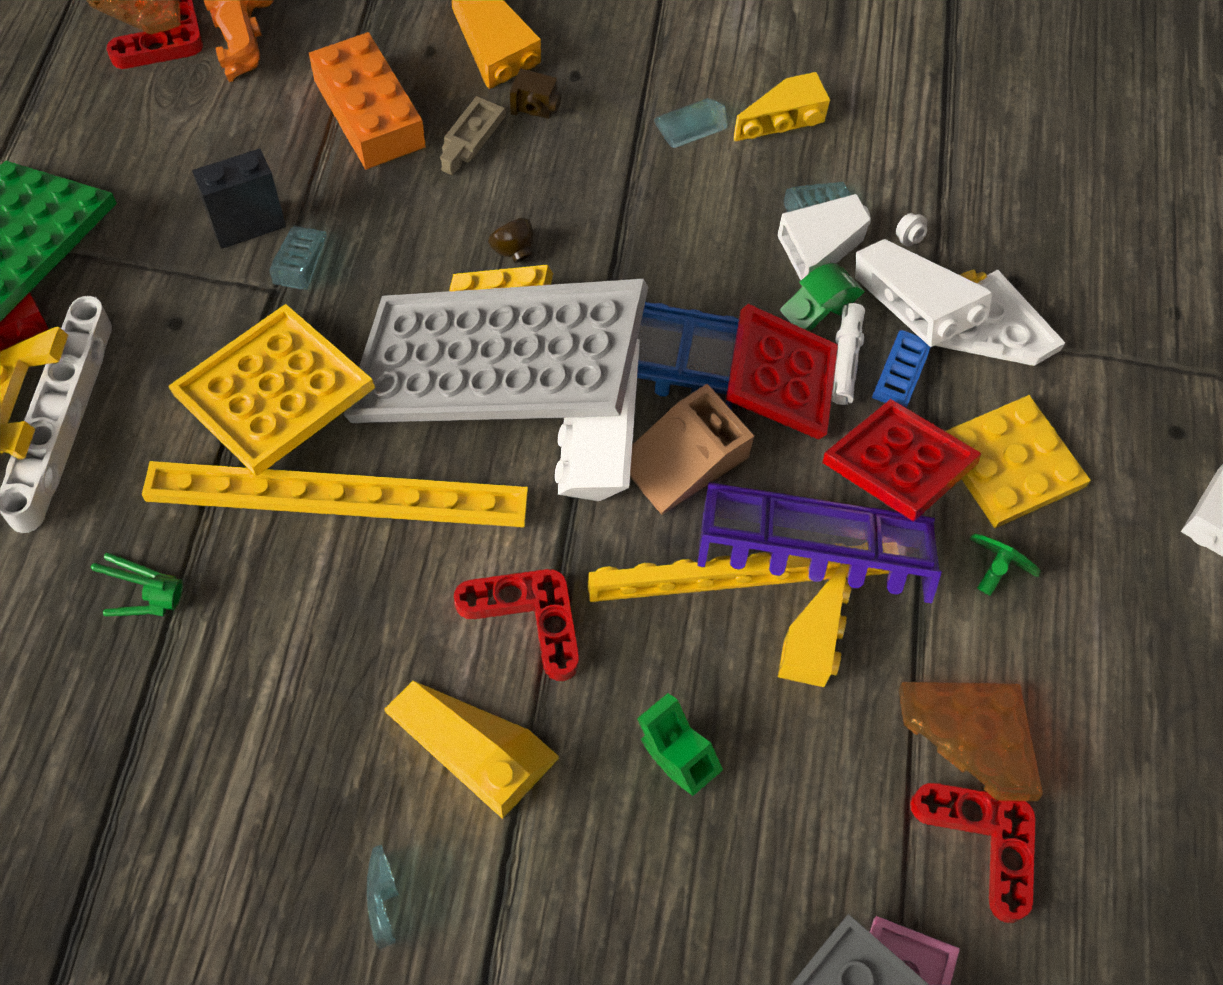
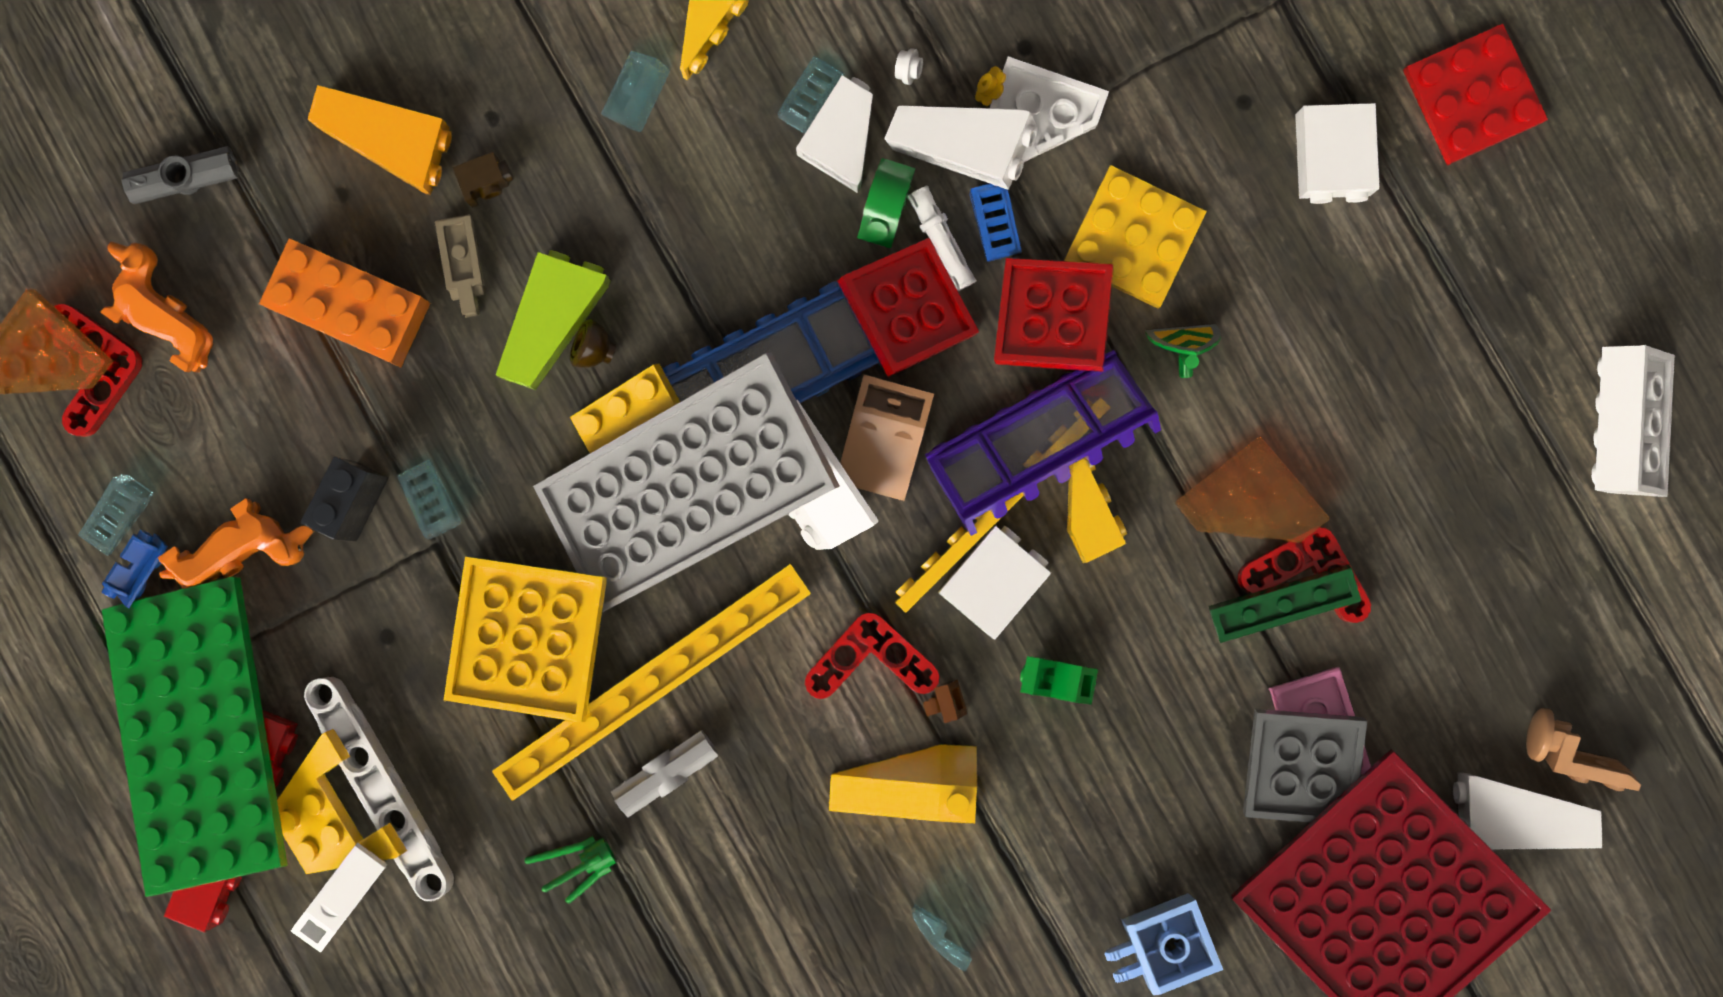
camera: 40 degrees left, 25 degrees up
(69, 145) = (131, 581): none -> blue hinge
(92, 111) = (129, 495): none -> clear light blue slope
(137, 183) = (232, 545): none -> orange animal
(278, 569) = (664, 773): none -> light grey piece
(497, 198) = (549, 316): none -> lime slope
(565, 693) = (948, 702): none -> reddish brown tile
(688, 627) = (995, 581): none -> white brick
(946, 840) = (1285, 603): none -> dark green plate

